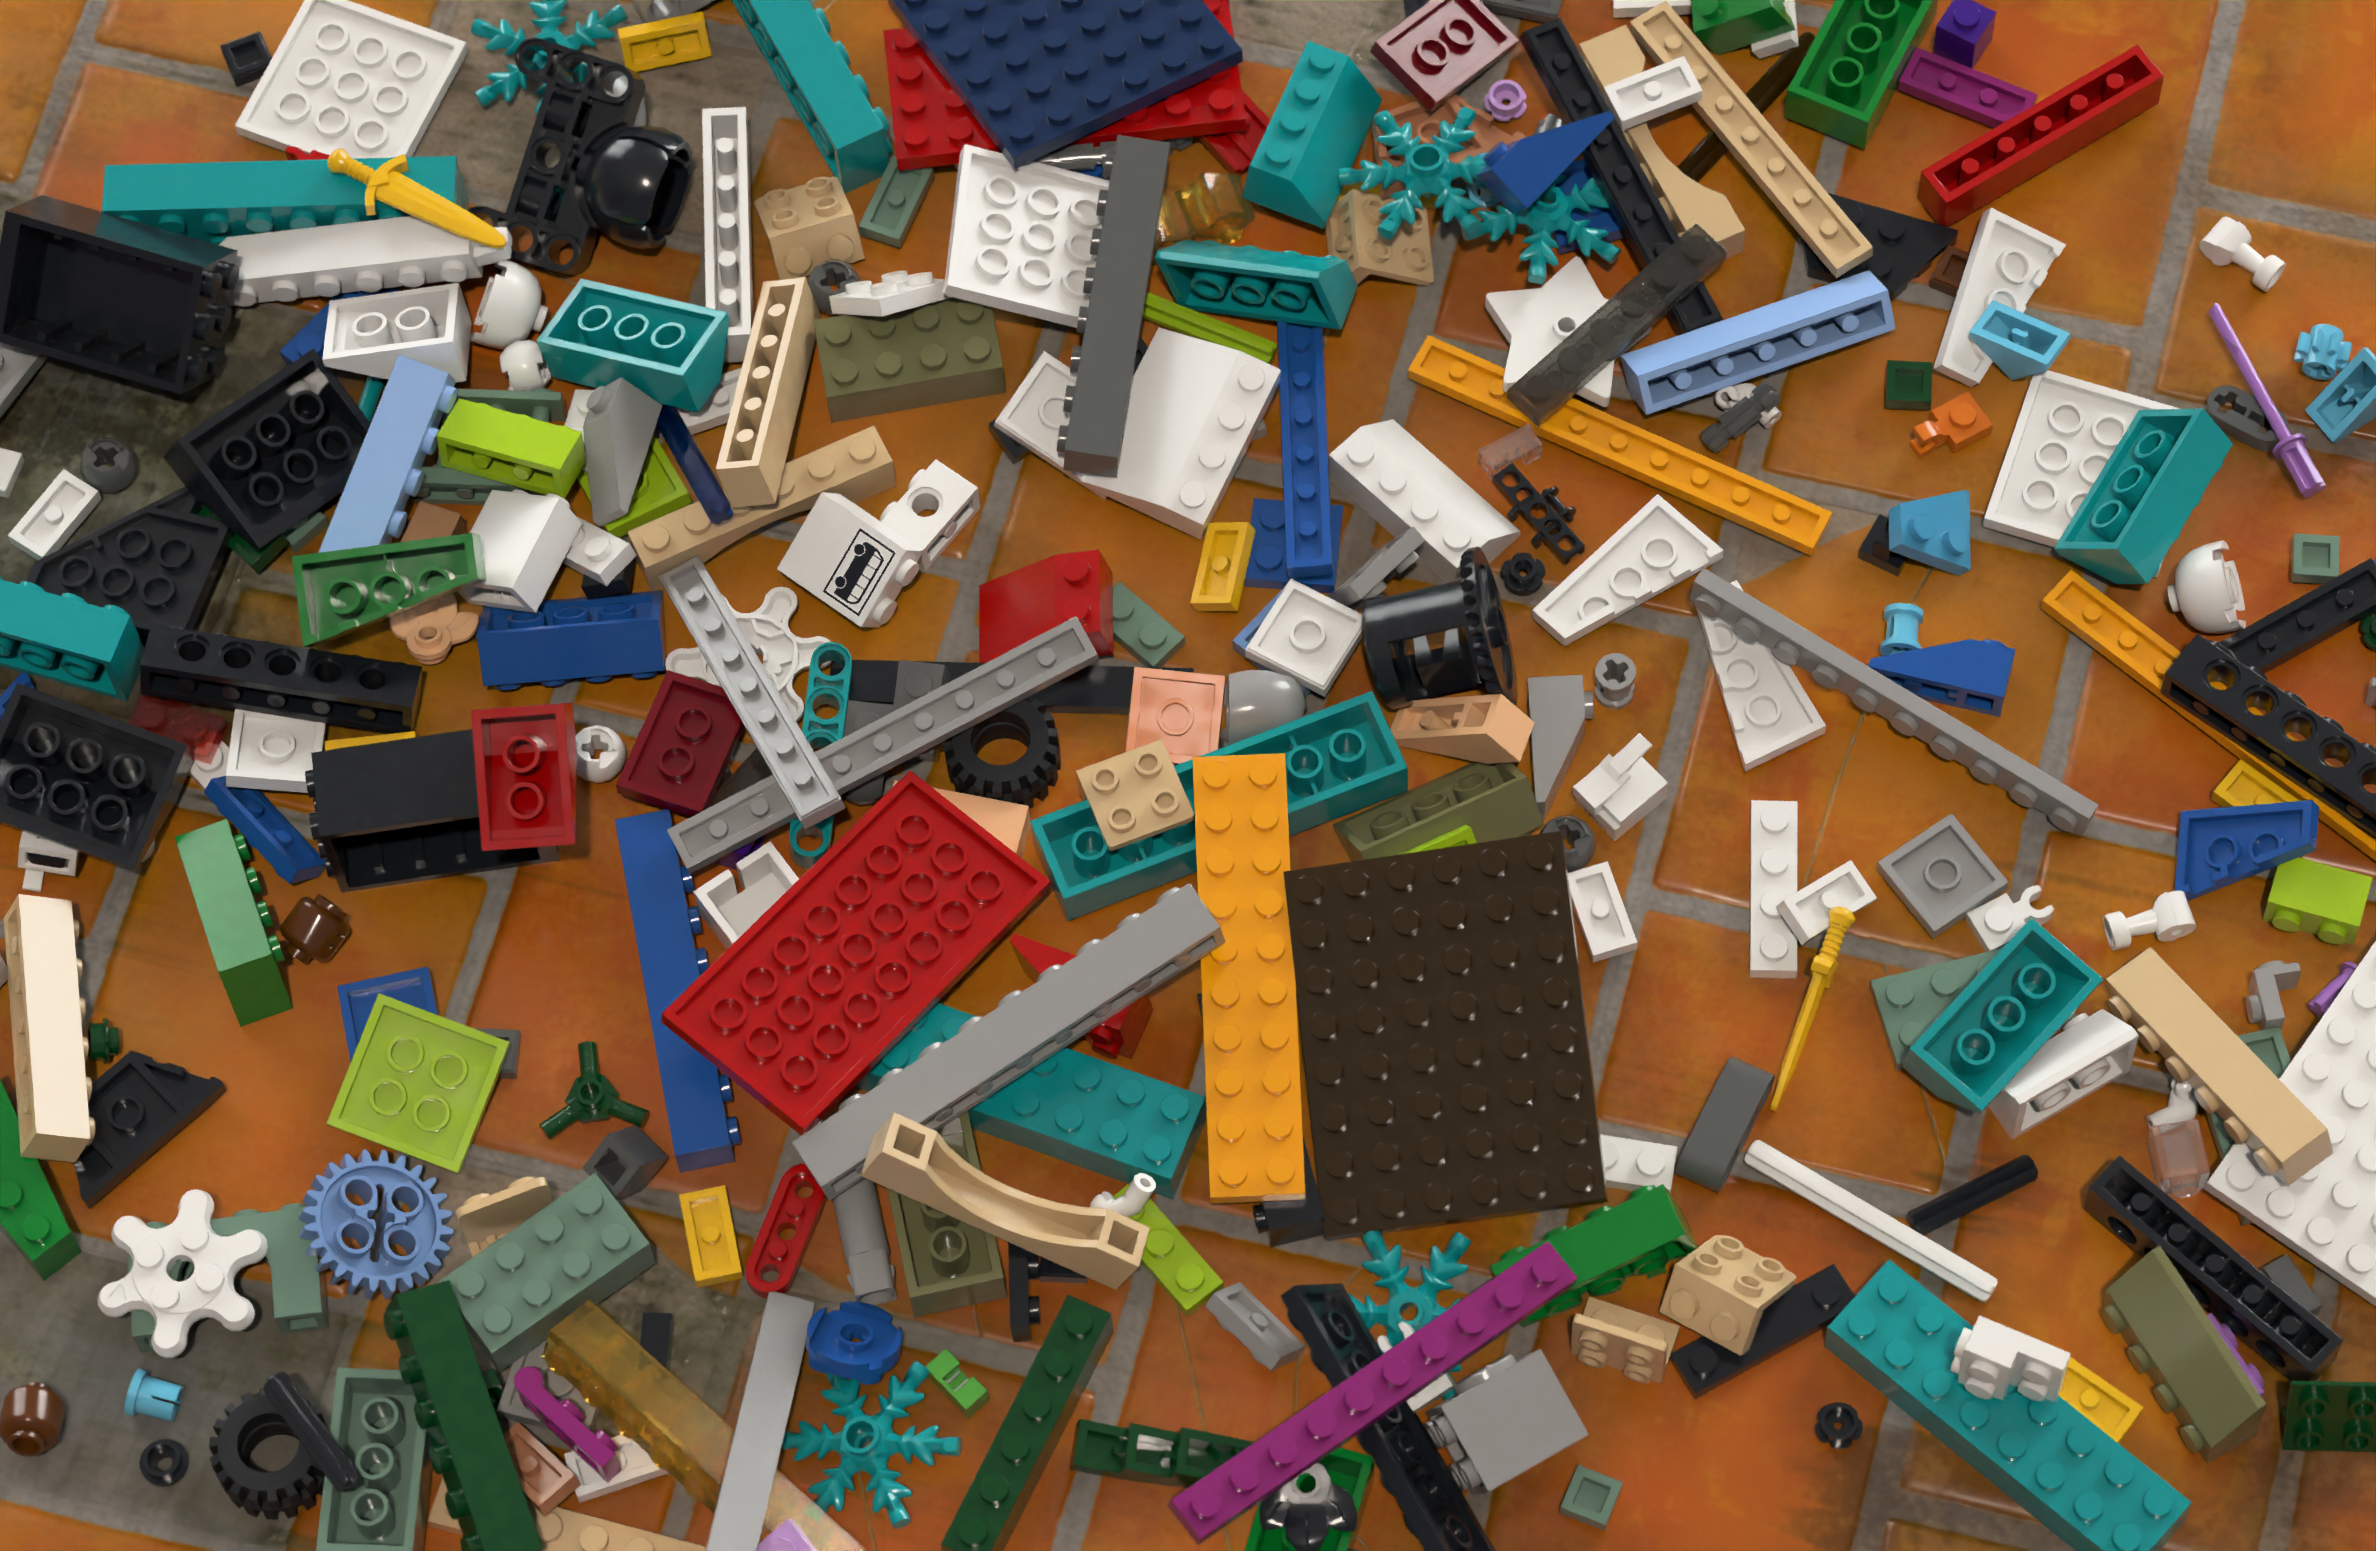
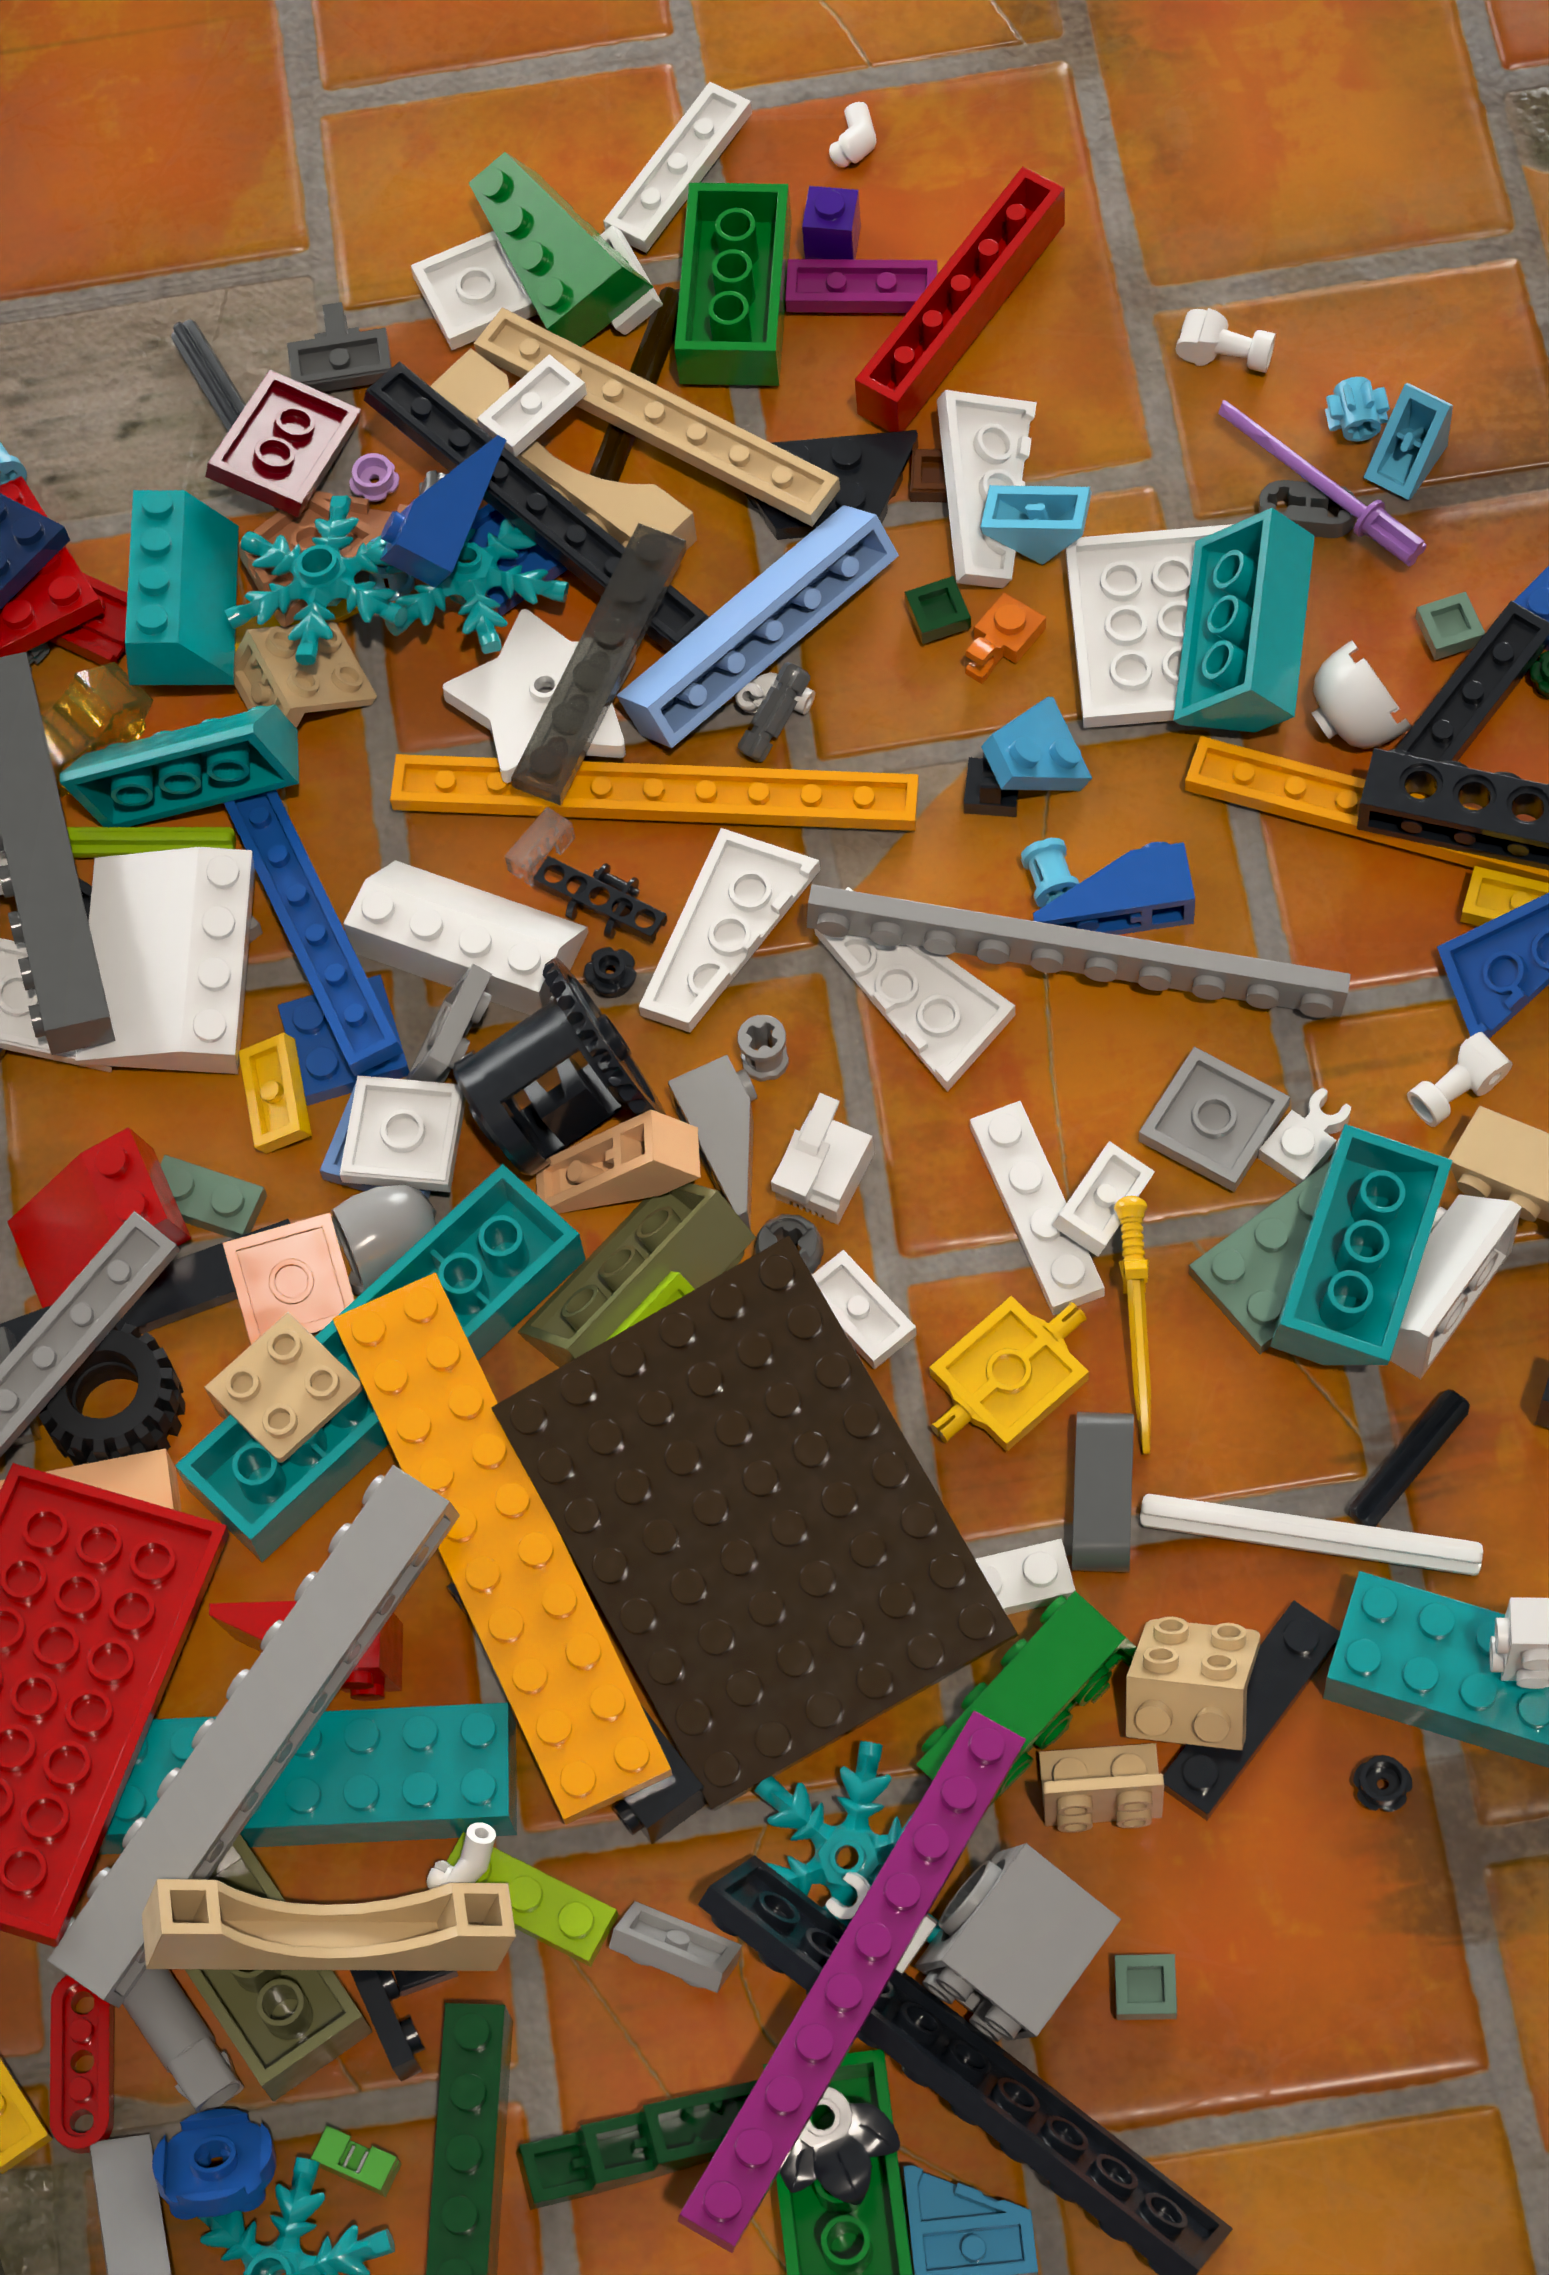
camera: 20 degrees left, 0 degrees up
(1694, 1006) = (1009, 1373): none -> yellow plate

